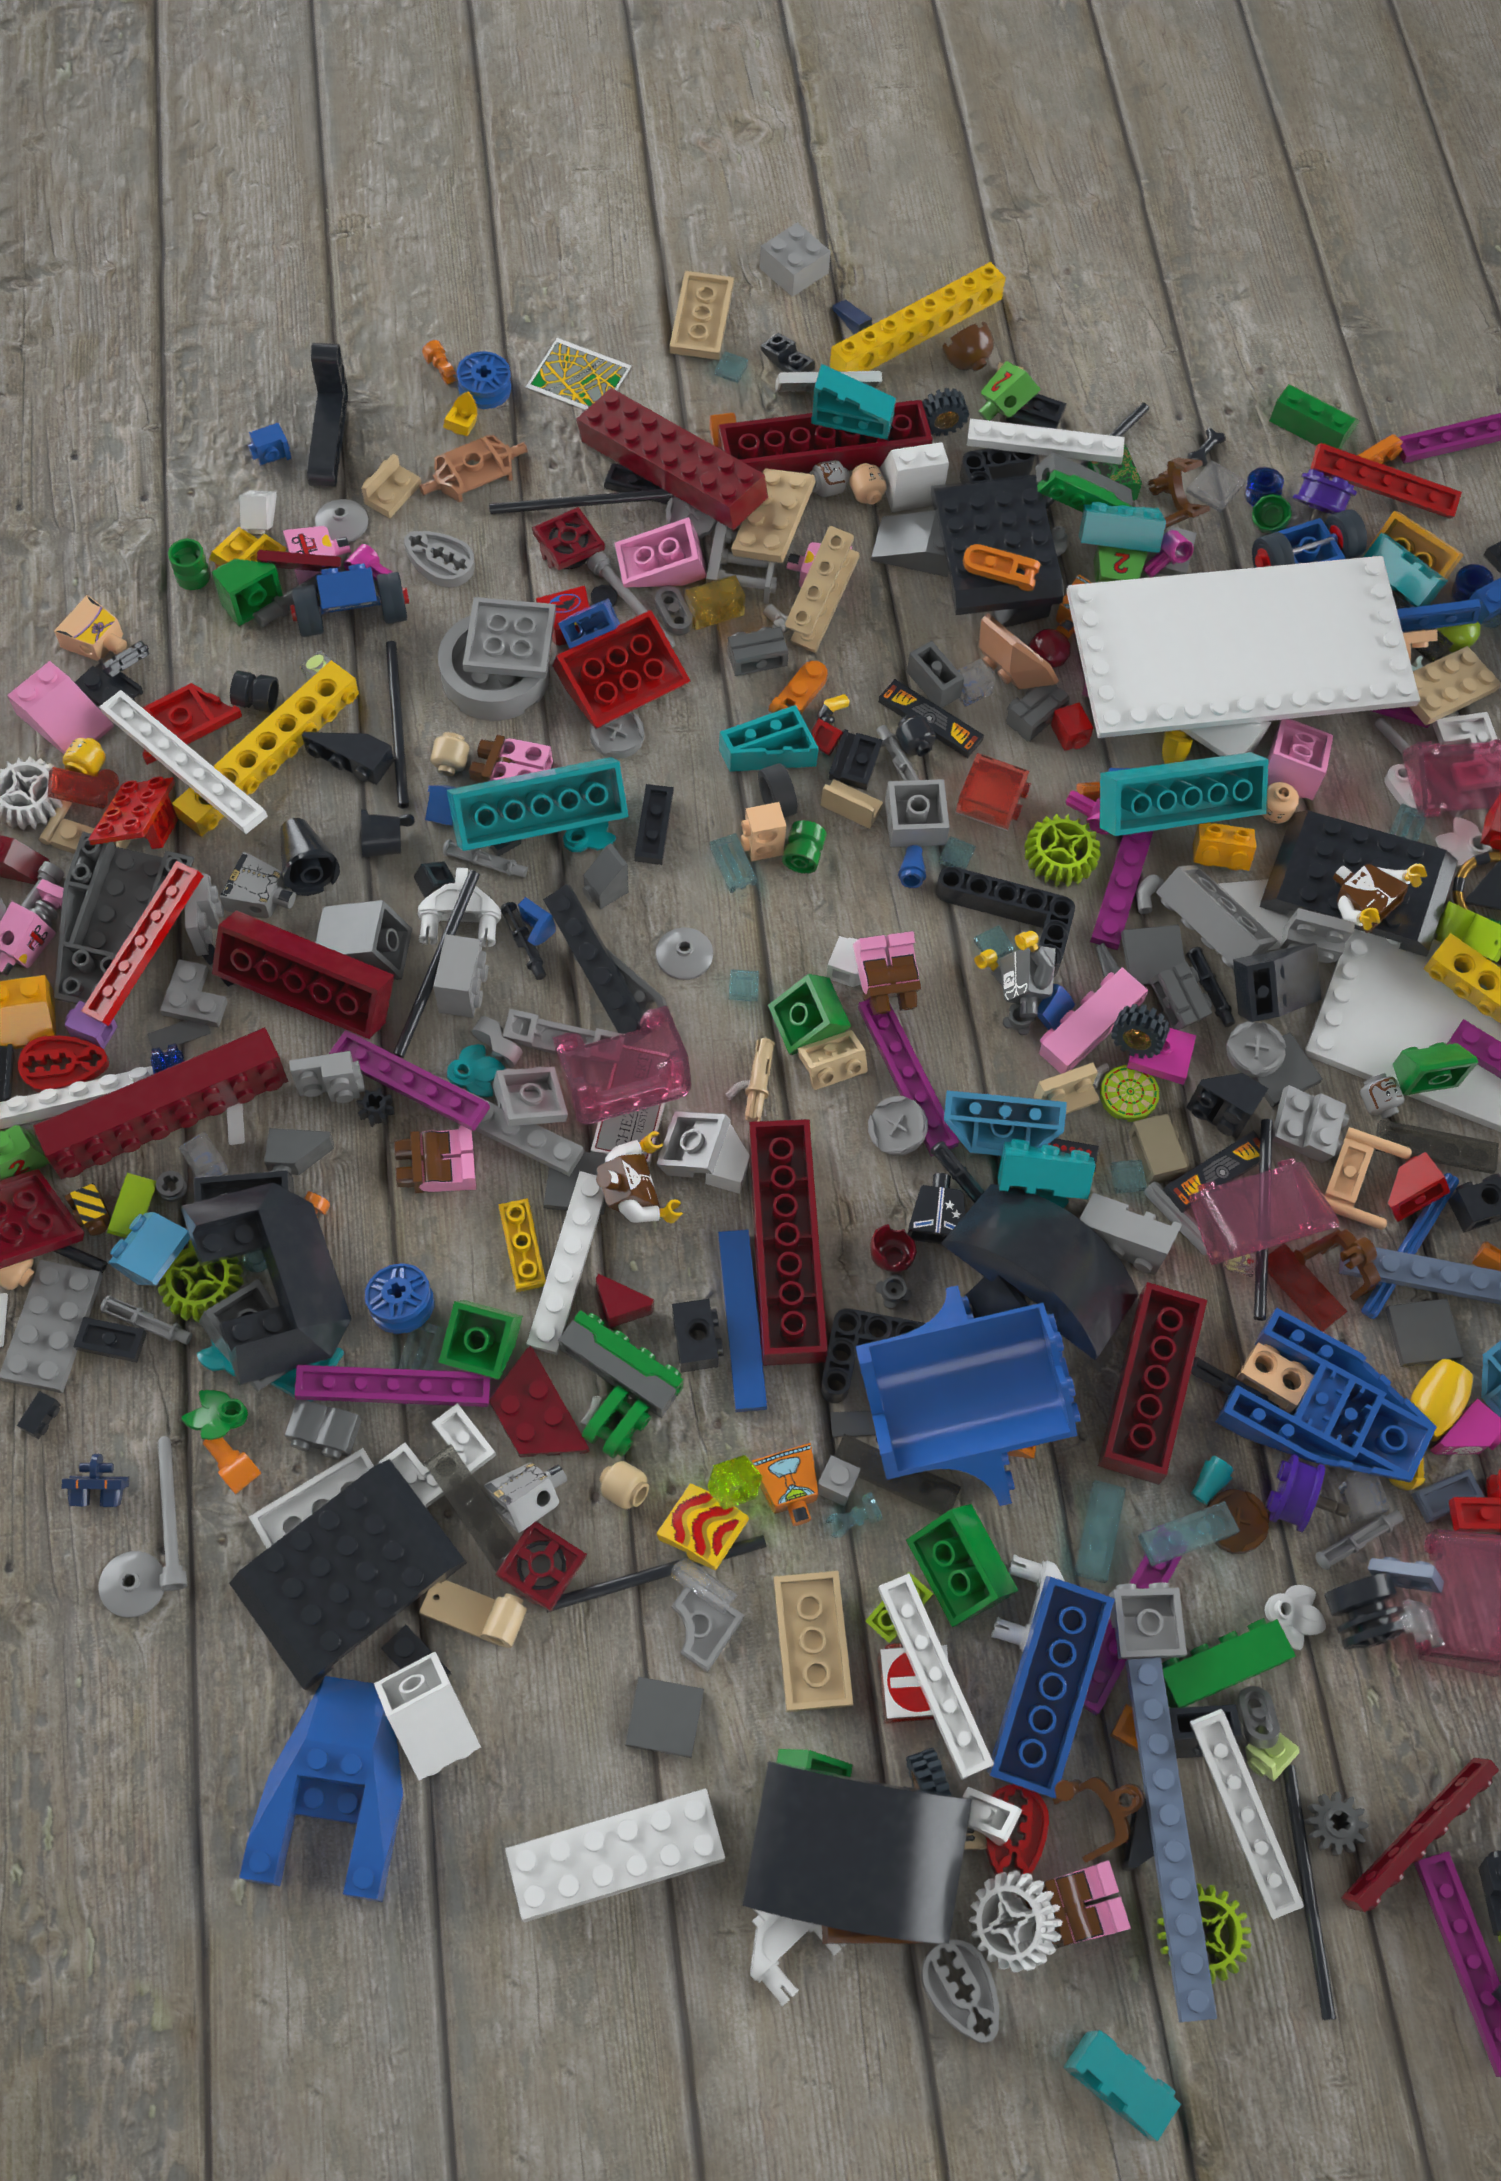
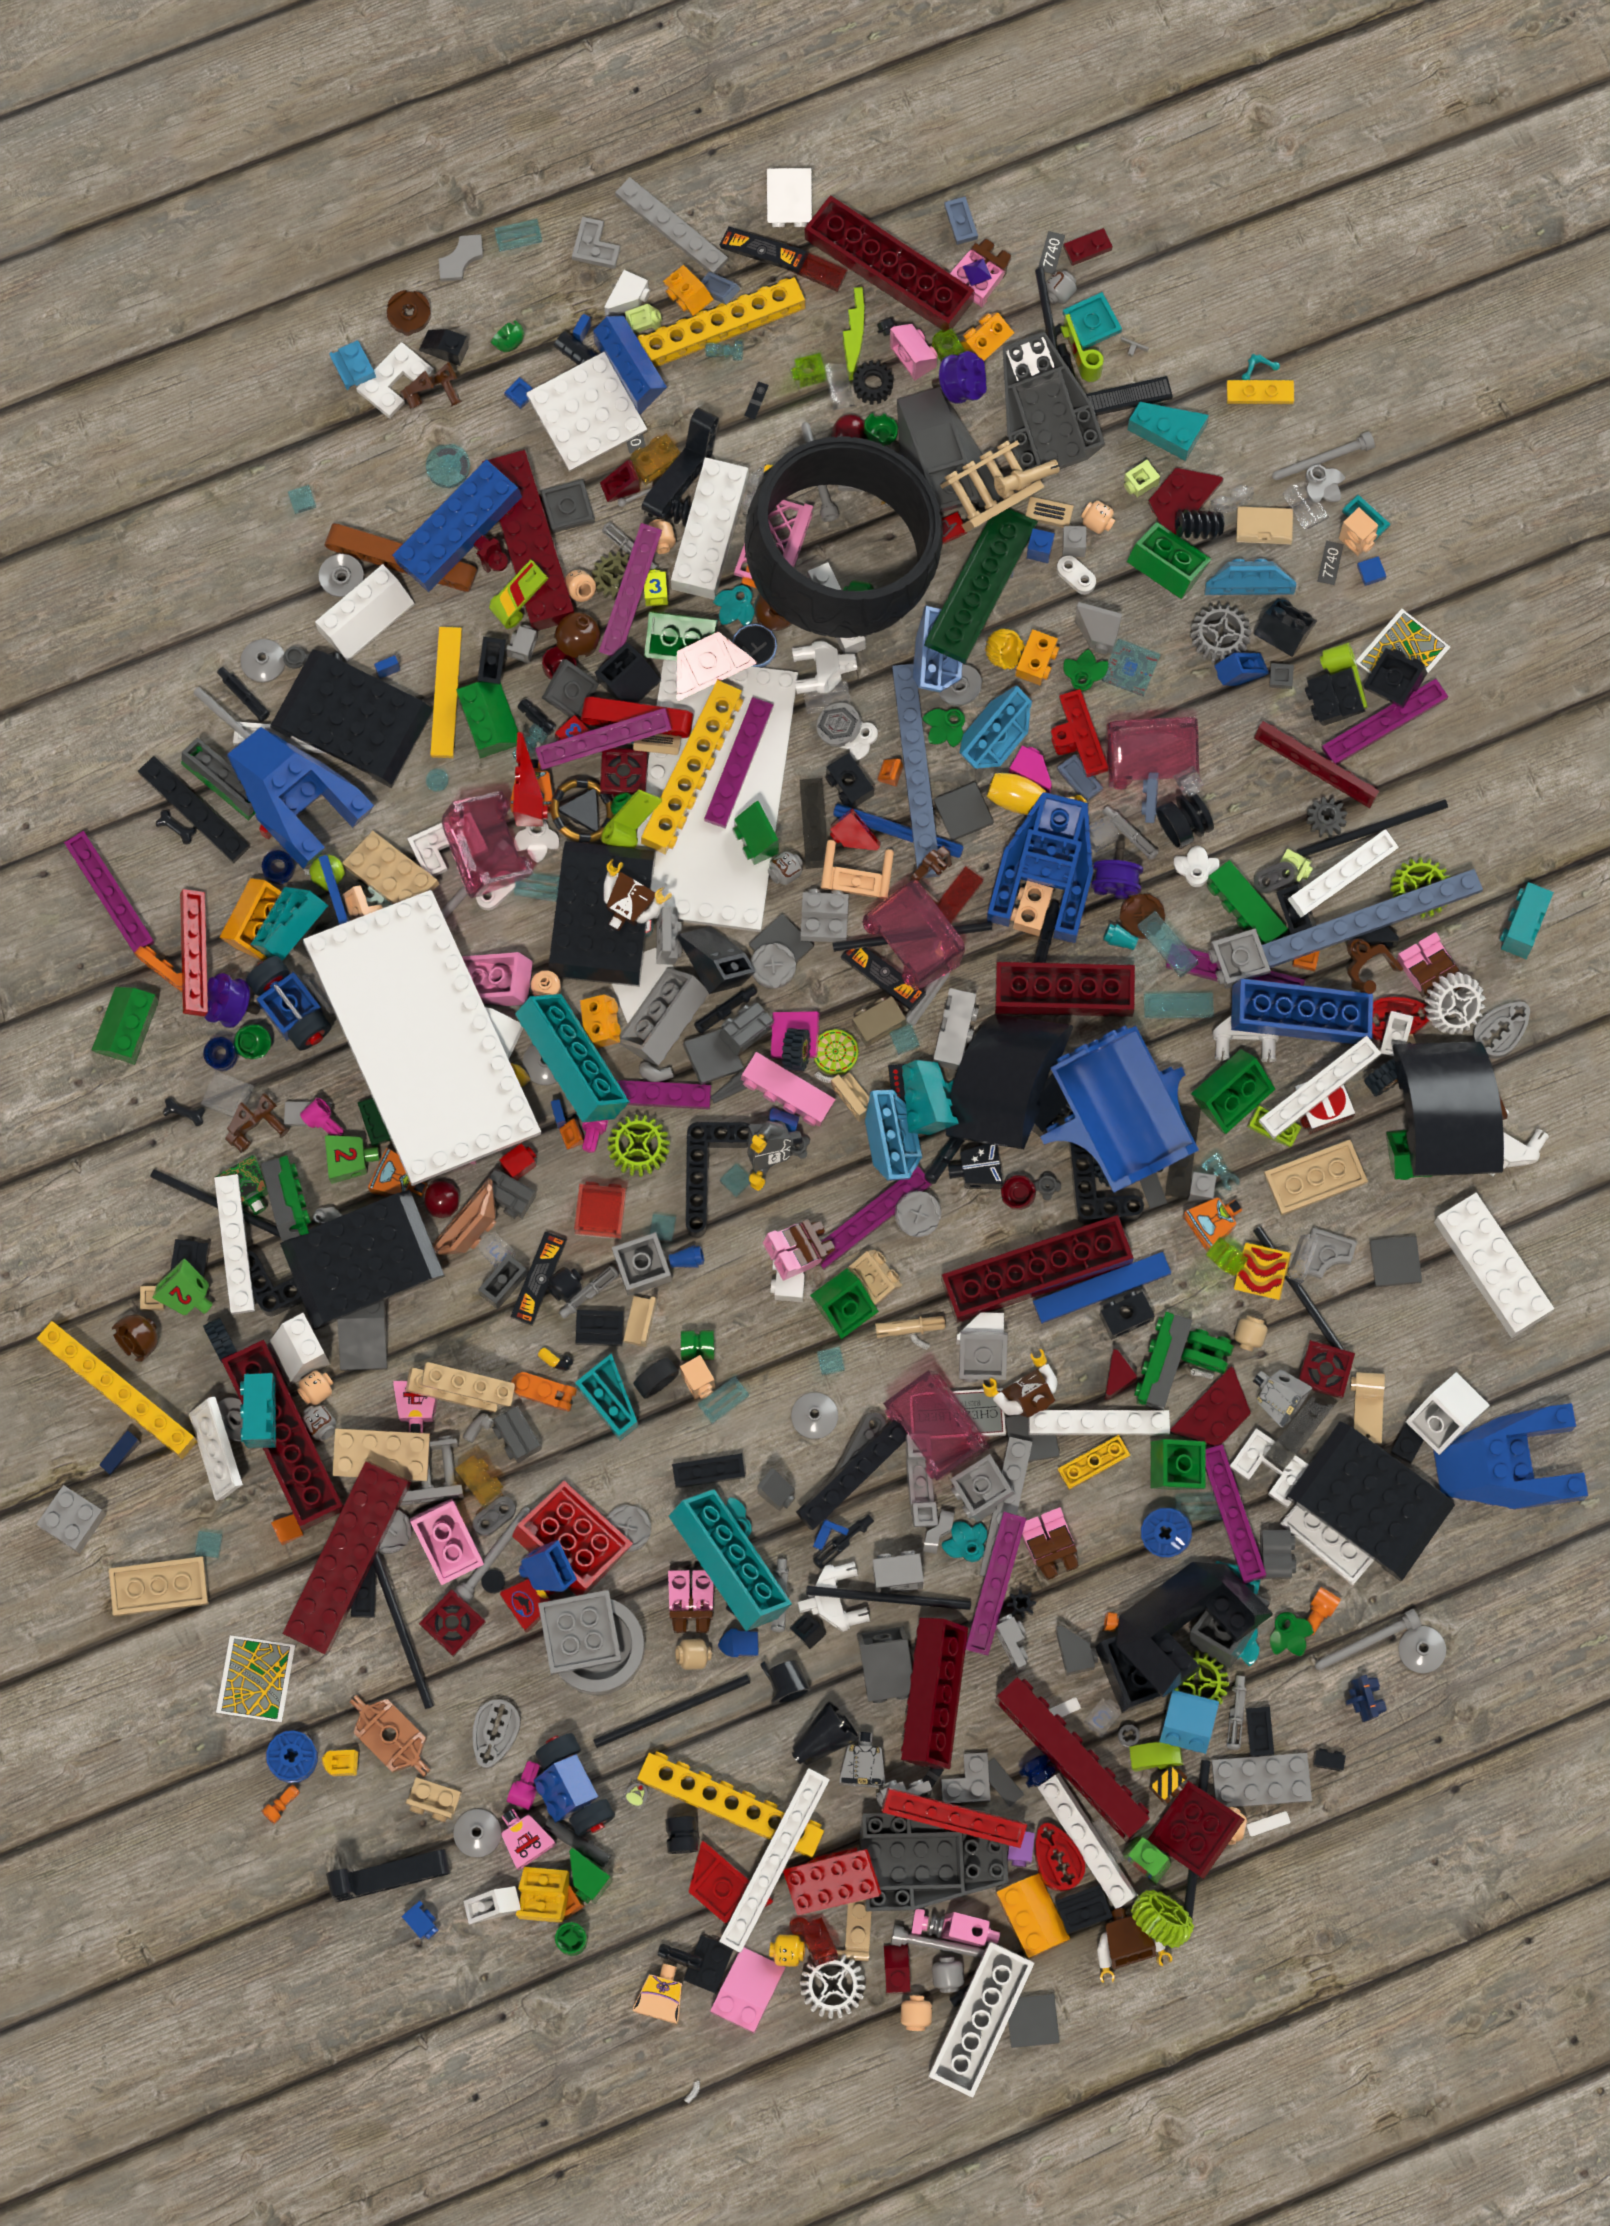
camera: 100 degrees left, 10 degrees up
(299, 561) = (553, 1836): dark red tile -> none
(355, 752) = (715, 1725): black slope -> none
(785, 356) = (184, 1497): black slope -> none
(826, 736) = (584, 1358): red tile -> none
(1001, 566) = (405, 1243): orange plate -> none
(1122, 527) = (311, 1158): teal wedge -> none
(1227, 1102) = (829, 973): black slope -> none

